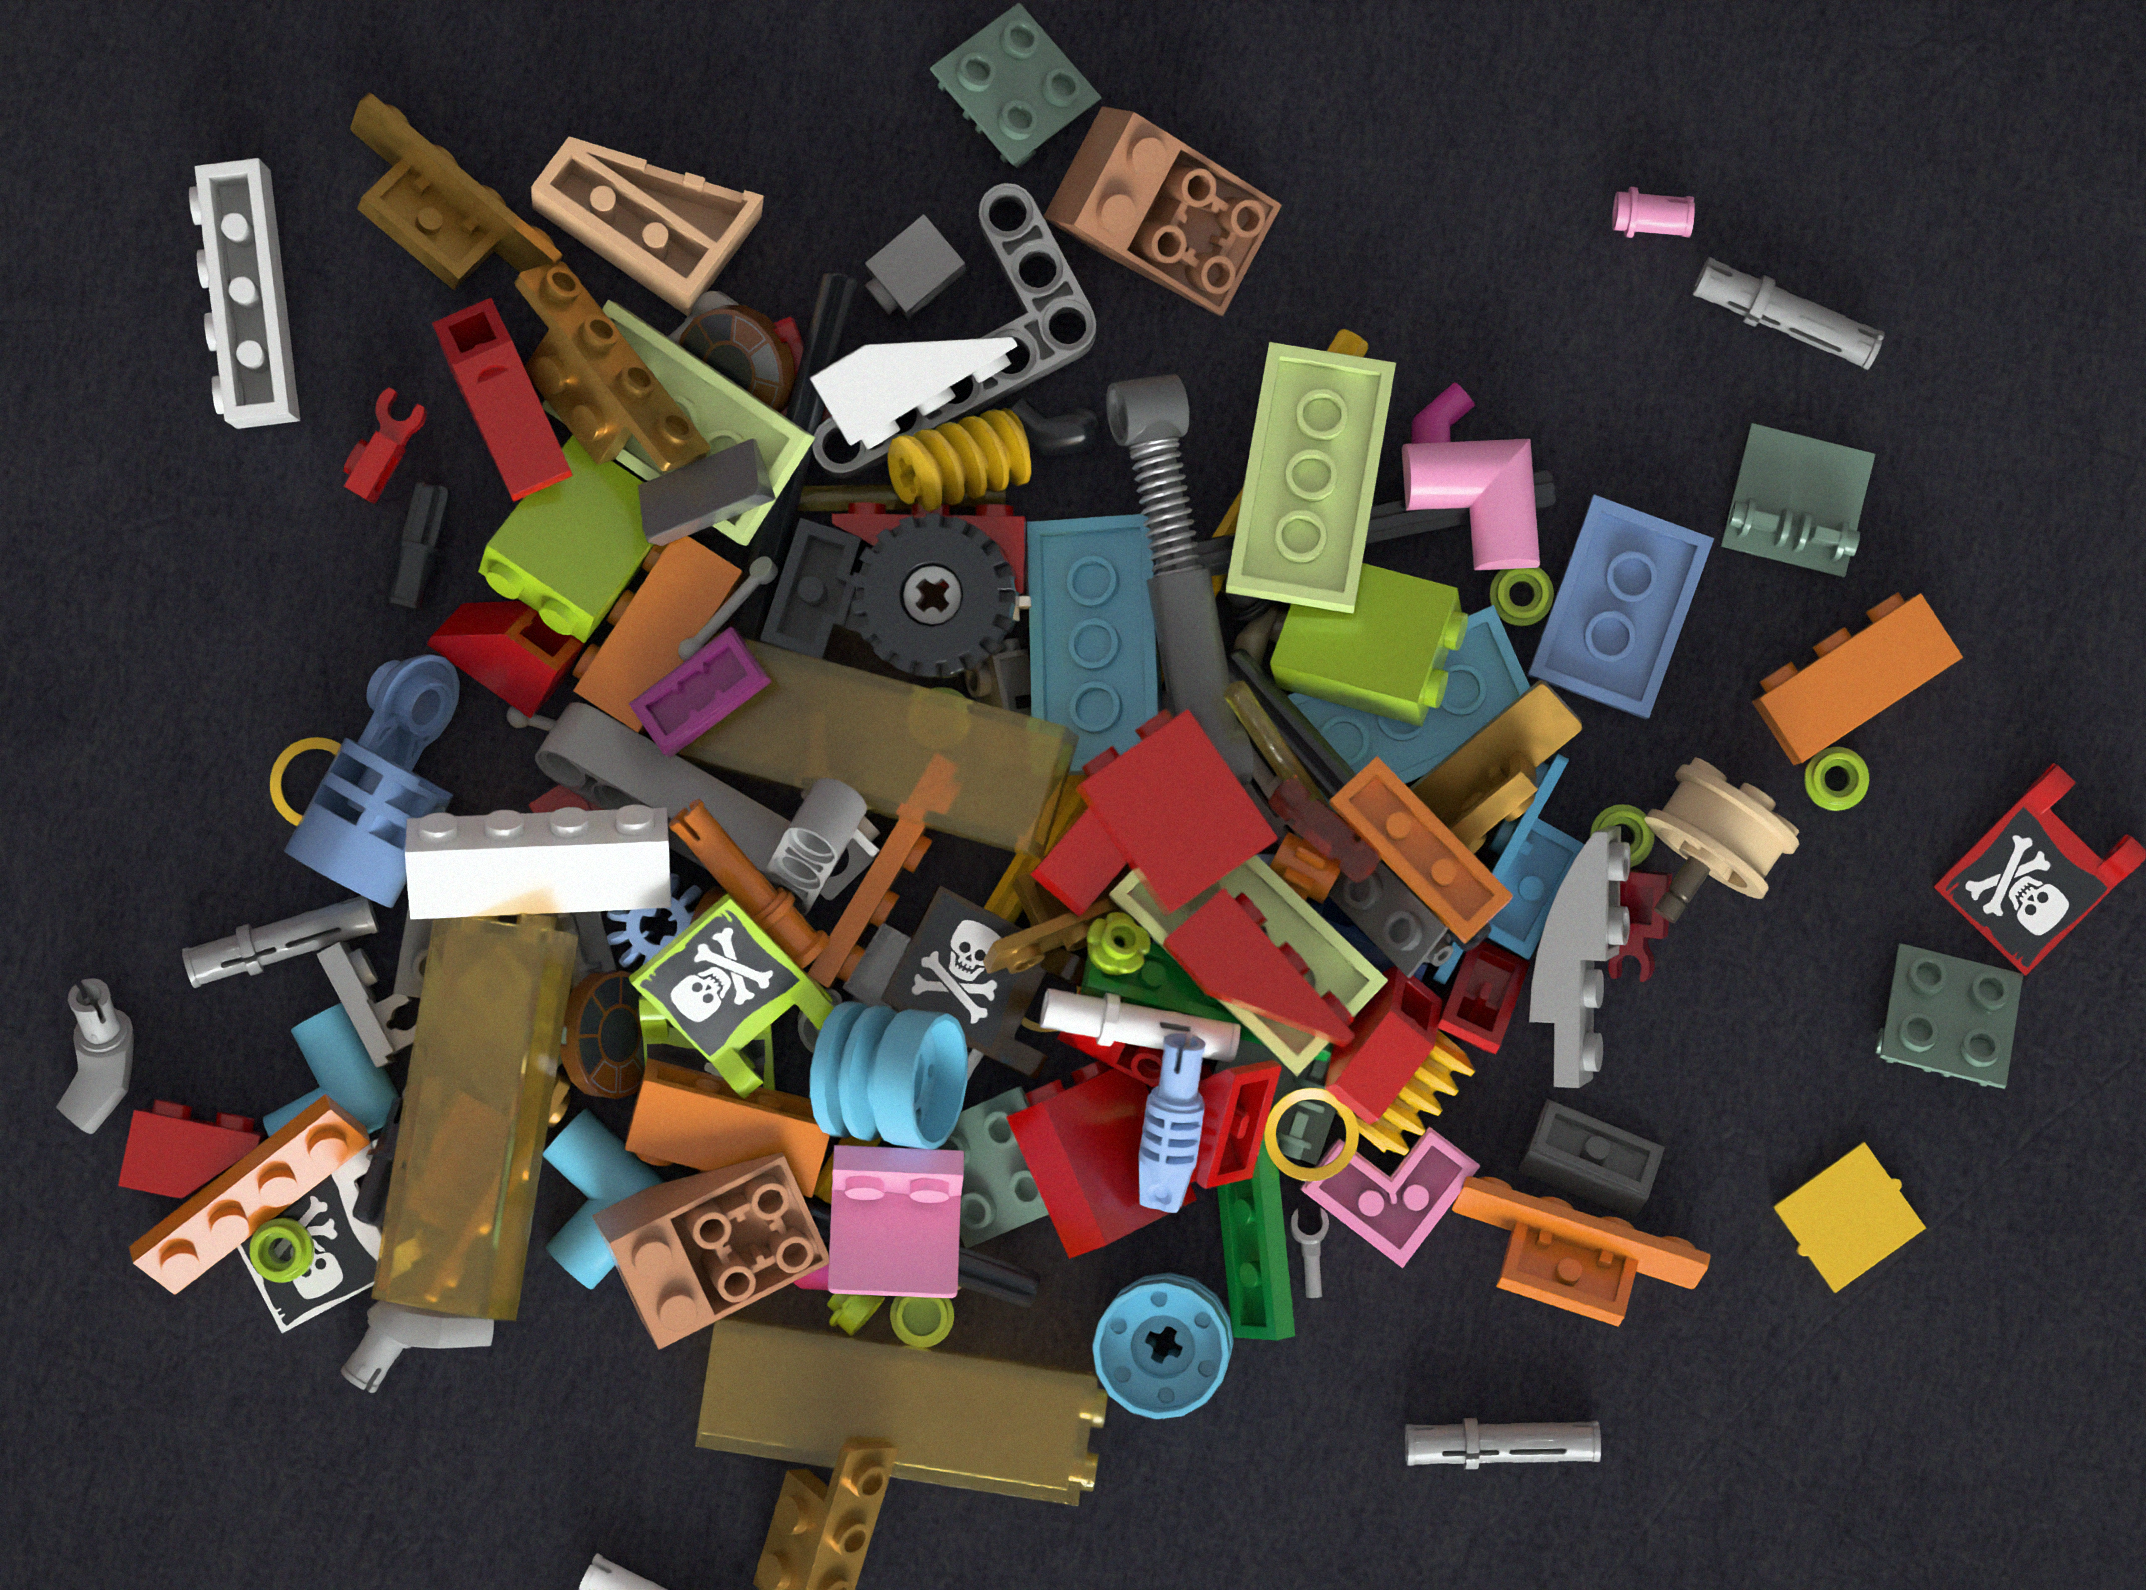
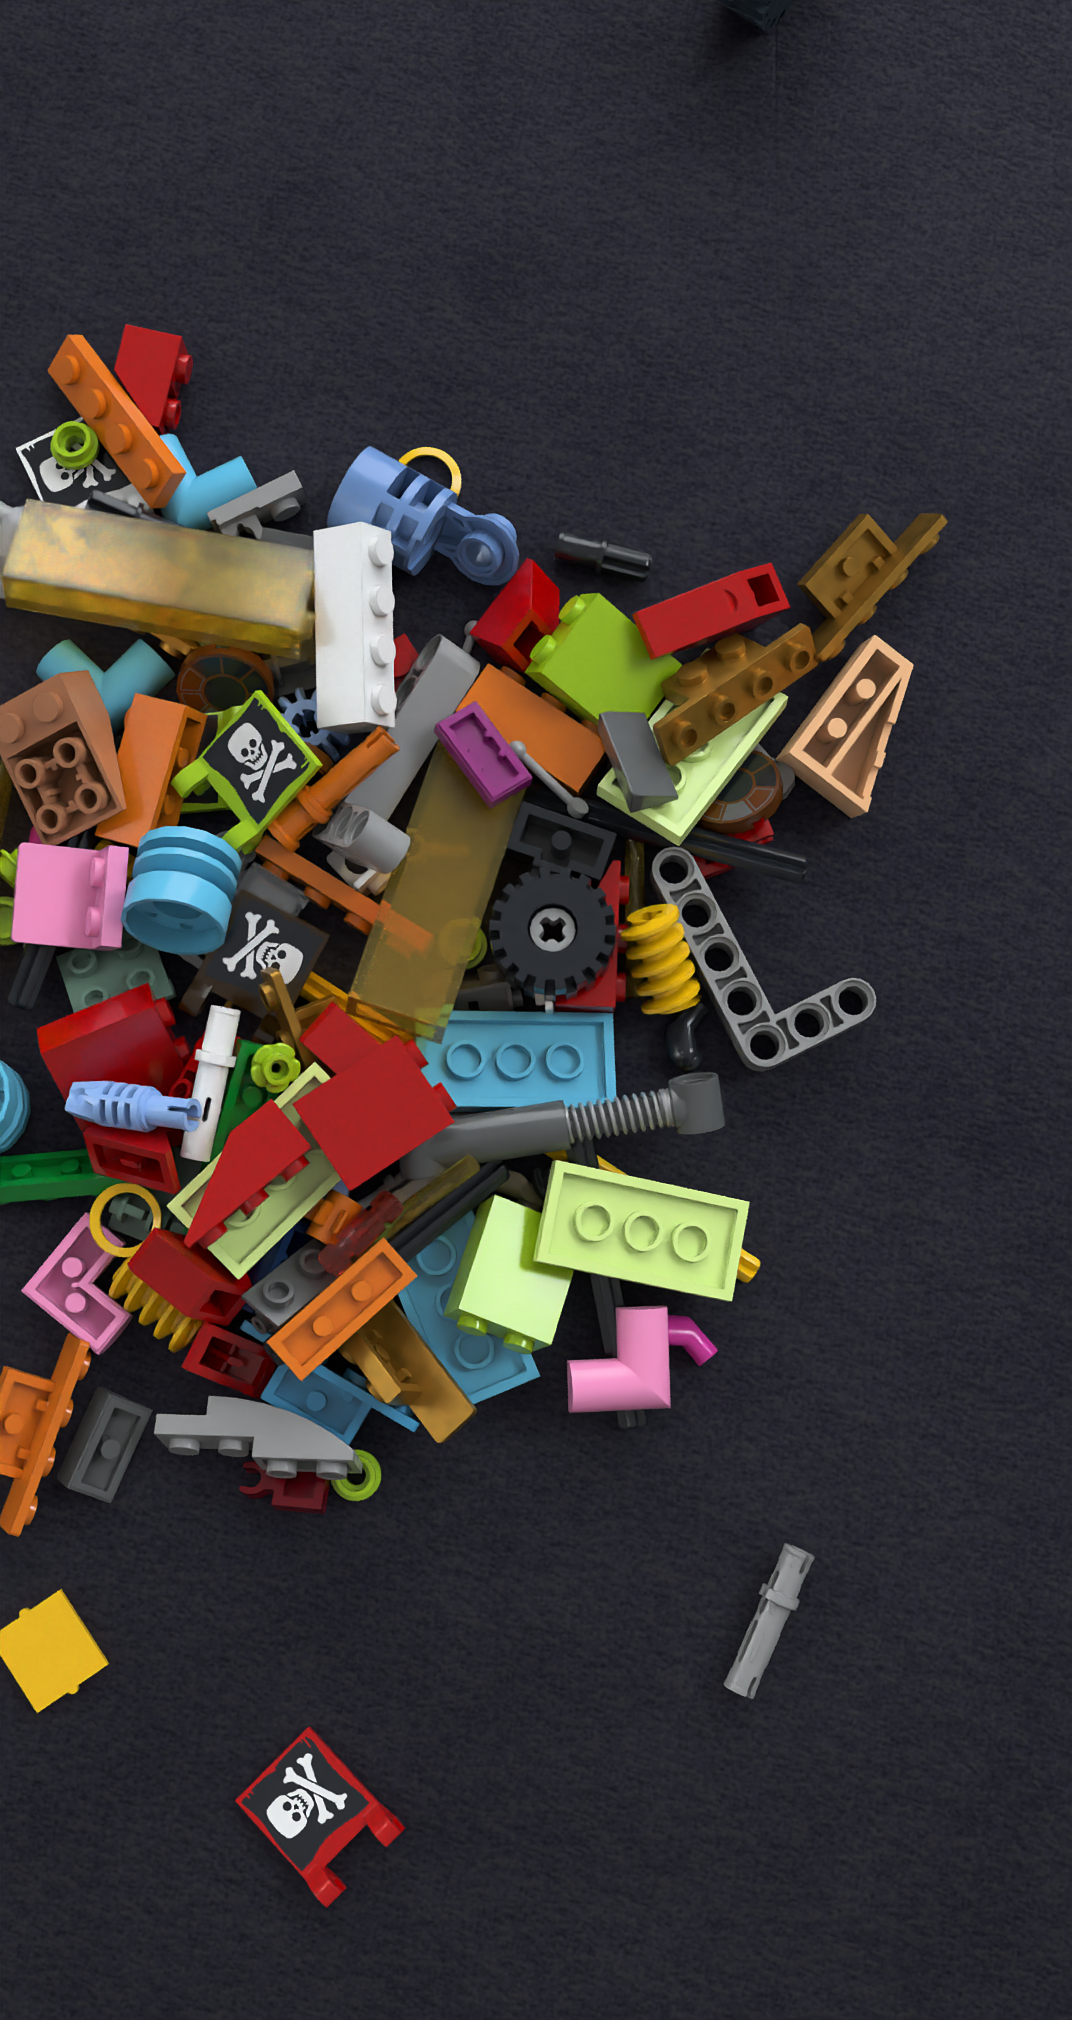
camera: 90 degrees right, 5 degrees down
(103, 1056) = (225, 320): light grey arm -> none
(246, 294) = (795, 429): white brick -> none
(279, 940) = (303, 432): light grey pin -> none
(375, 461) = (667, 525): red plate -> none
(887, 380) = (722, 900): white slope -> none
(913, 269) = (810, 929): light grey brick -> none
(1015, 84) = (953, 1011): sand green hinge -> none
(1162, 209) = (855, 1123): nougat slope -> none
(1311, 1251) = (41, 1221): light grey hand -> none
(1541, 601) = (533, 1405): lime plate -> none
(1620, 607) = (537, 1478): medium blue plate -> none
(1652, 213) = (849, 1512): bright pink pin -> none
(1719, 835) = (352, 1552): tan wheel -> none
(1798, 500) = (619, 1625): sand green hinge -> none
(1855, 676) = (477, 1668): orange brick -> none
(1855, 771) = (389, 1664): lime plate -> none
(1950, 1016) = (202, 1738): sand green hinge -> none

